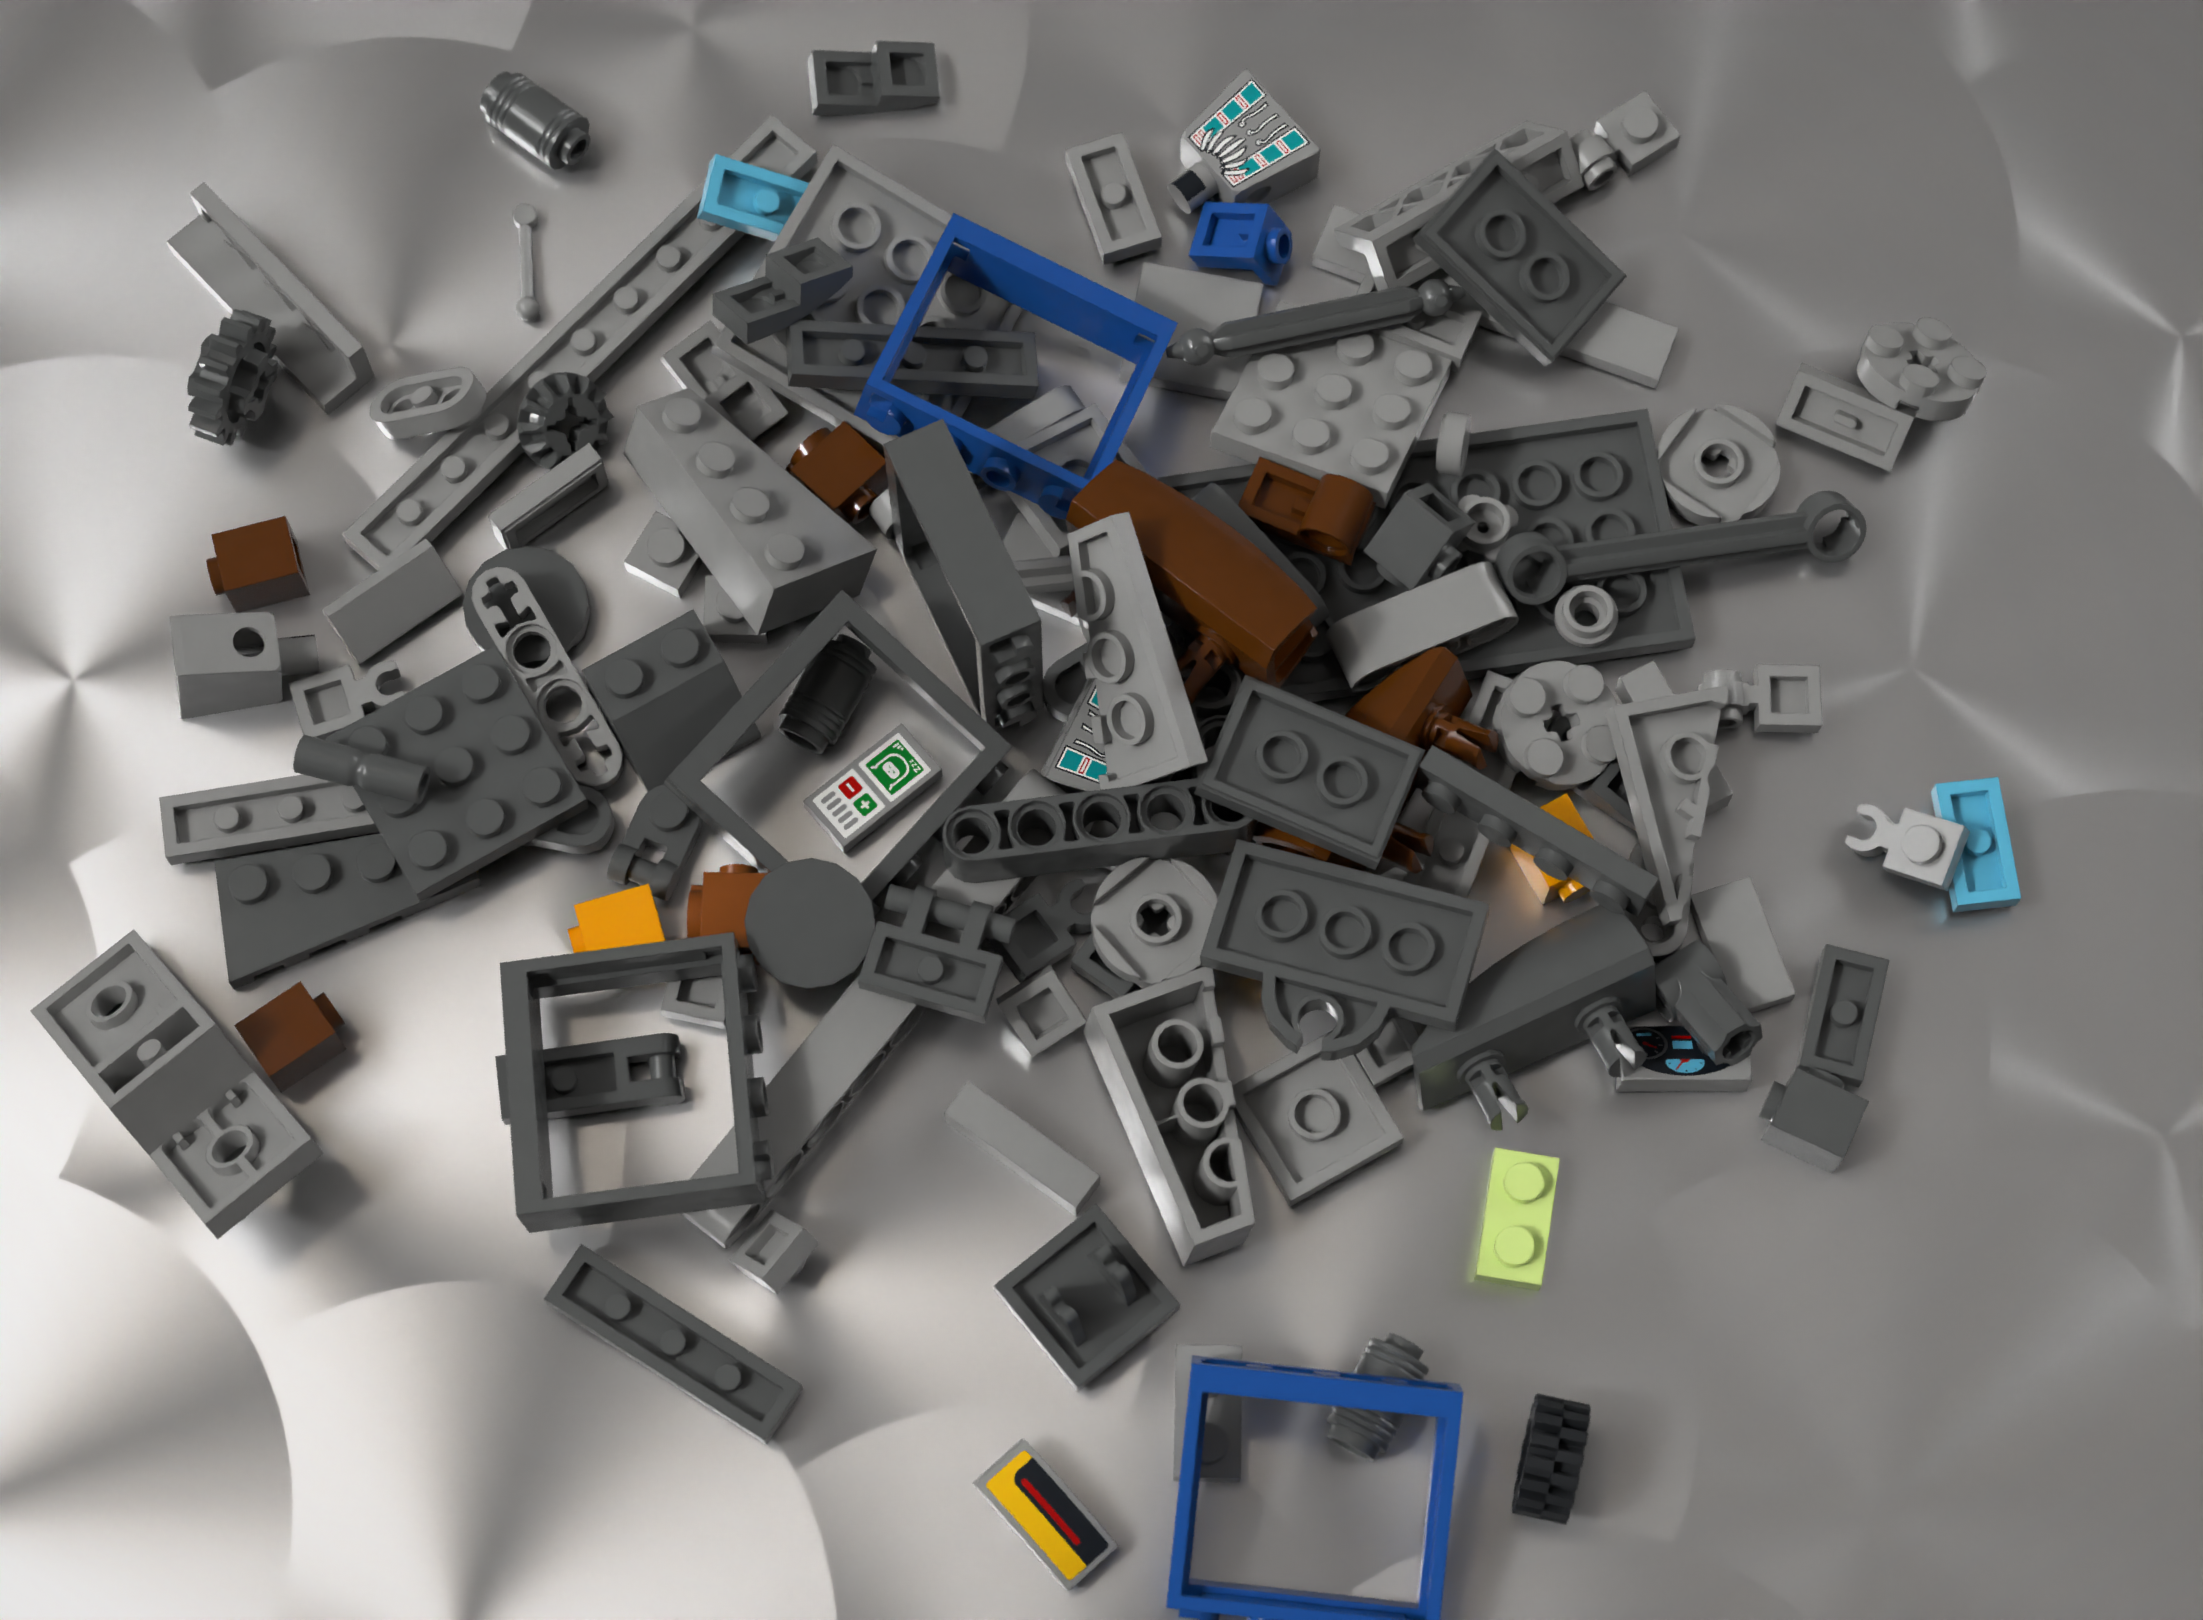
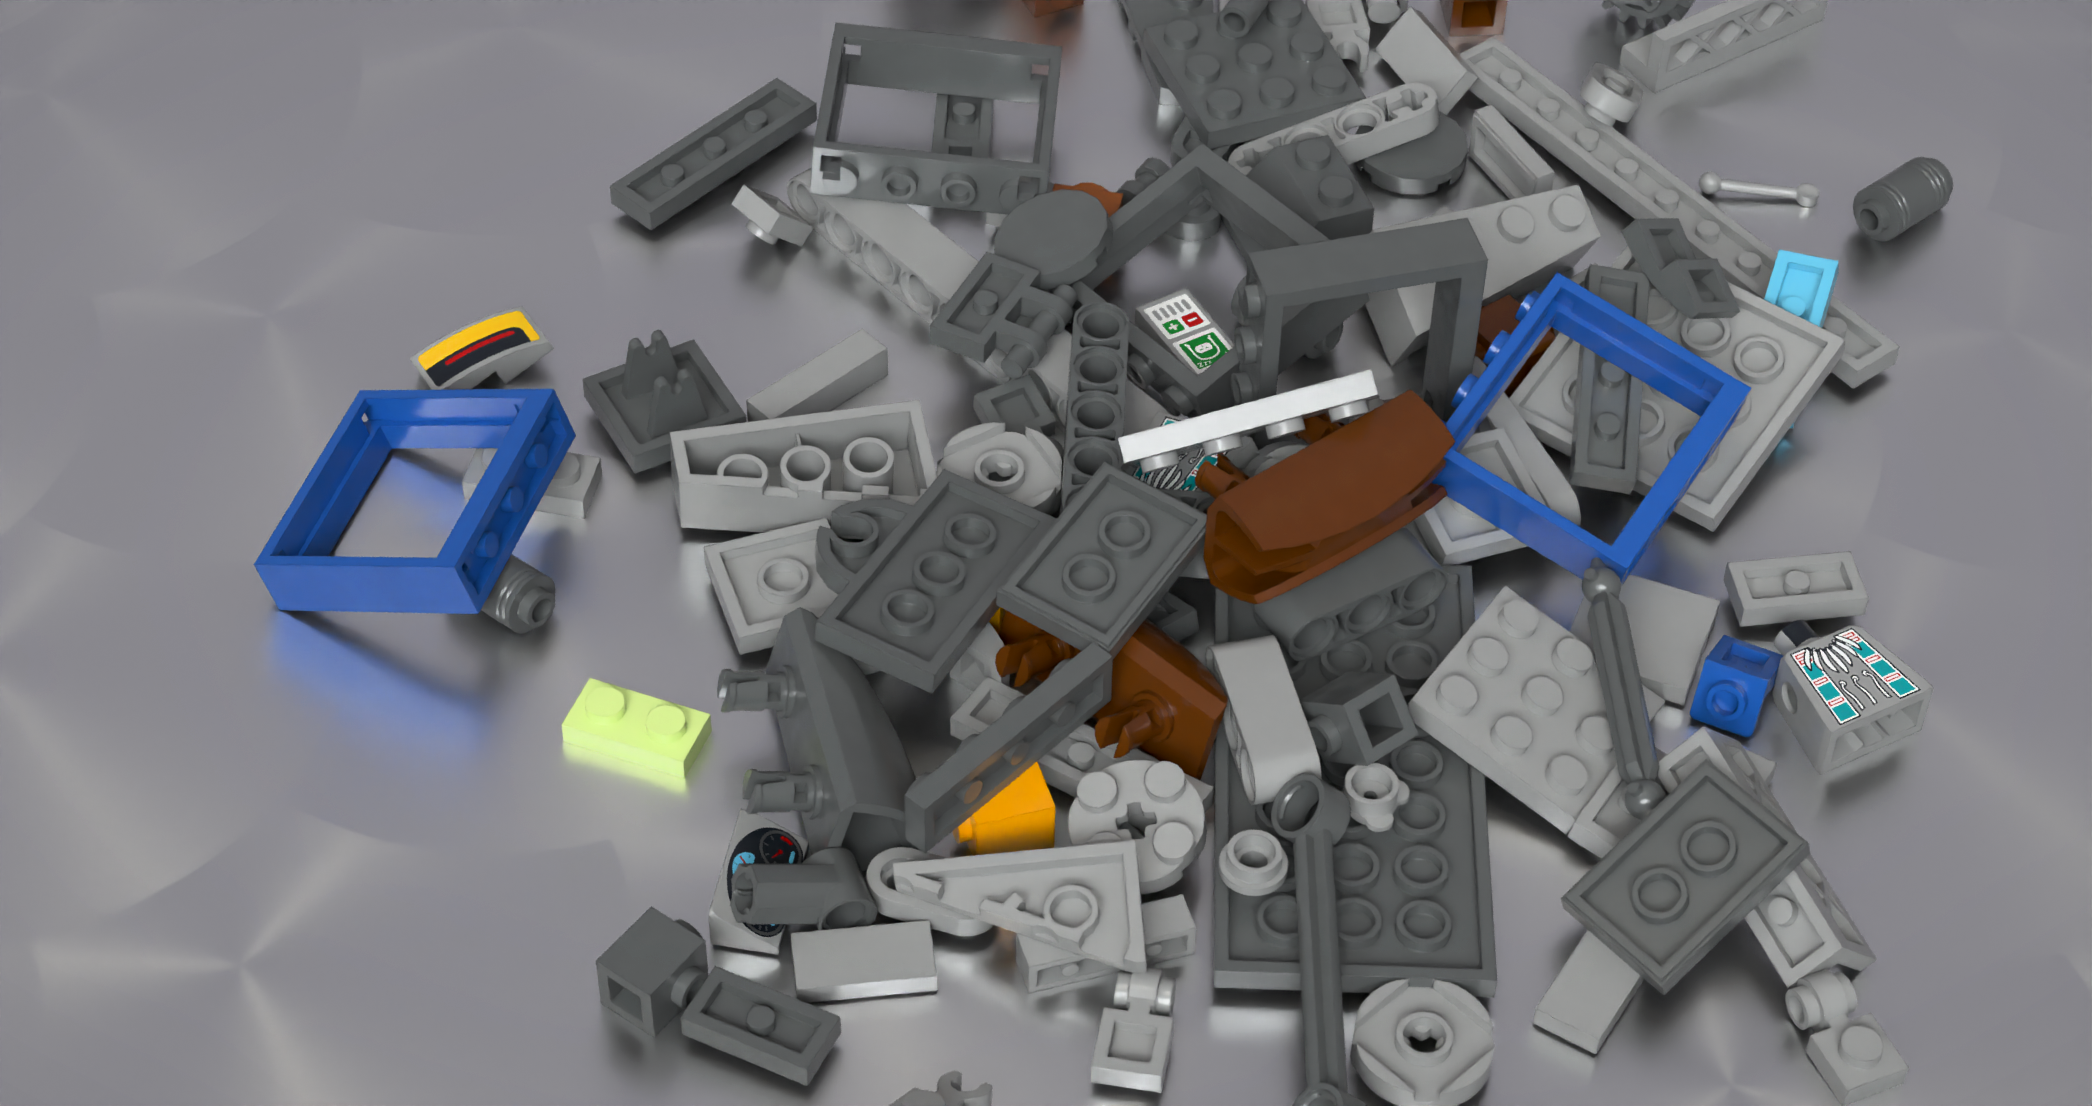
camera: 100 degrees right, 25 degrees down
(547, 404) = (1606, 181): dark grey gear -> none
(617, 921) = (1087, 151): light orange brick -> none
(877, 81) = (1945, 435): dark grey slope -> none
(1041, 1010) = (946, 409): light grey plate -> none
(1313, 513) = (1410, 641): reddish brown plate -> none
(1453, 443) = (1467, 780): light grey tile -> none
(1551, 1459) = (384, 676): black tyre -> none

